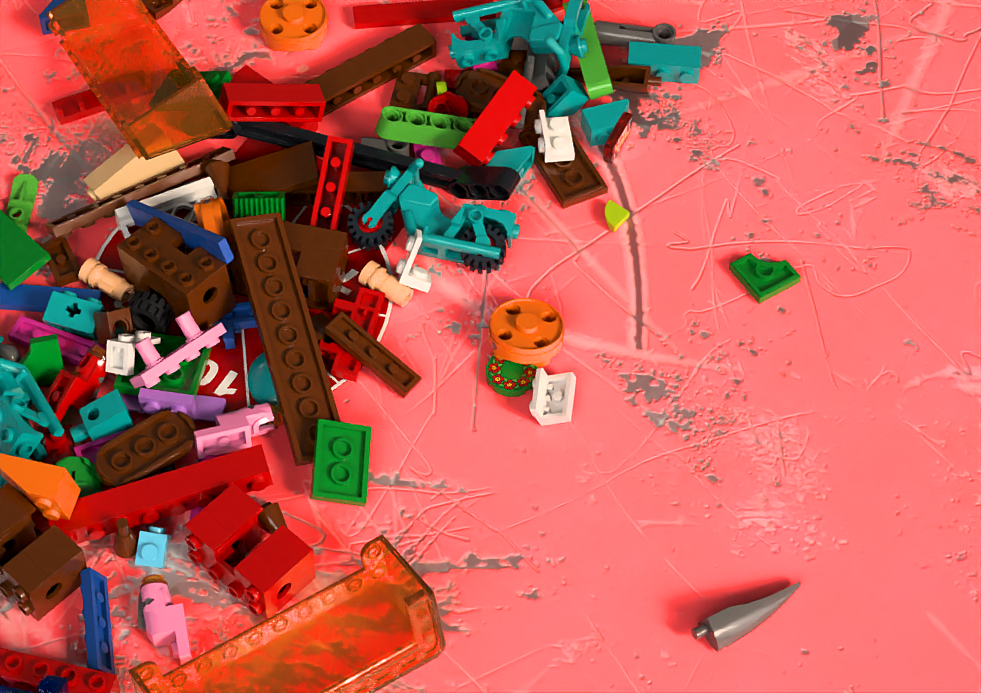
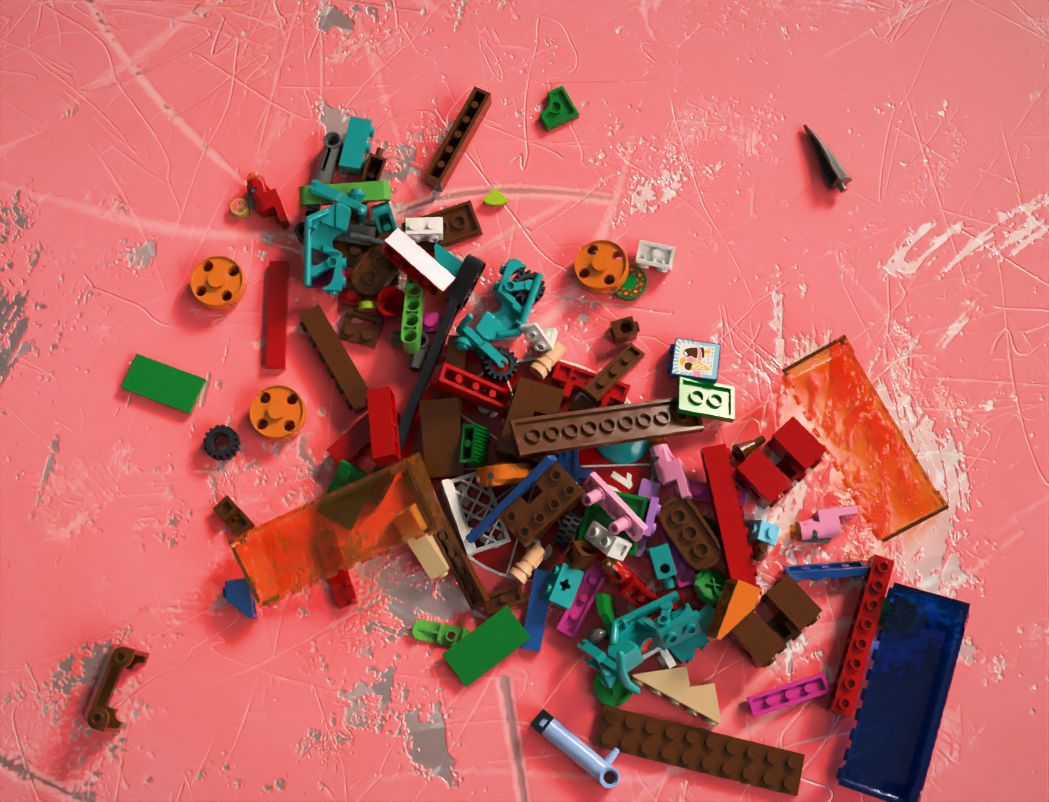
camera: 80 degrees left, 20 degrees up
(219, 174) = (438, 474): reddish brown cone -> none
(398, 452) = (694, 359): none -> panel
(433, 358) = (621, 337): none -> reddish brown brick
(600, 120) = (411, 194): teal slope -> none
(617, 137) = (426, 187): clear red tile -> none
(691, 161) = (458, 139): none -> reddish brown brick

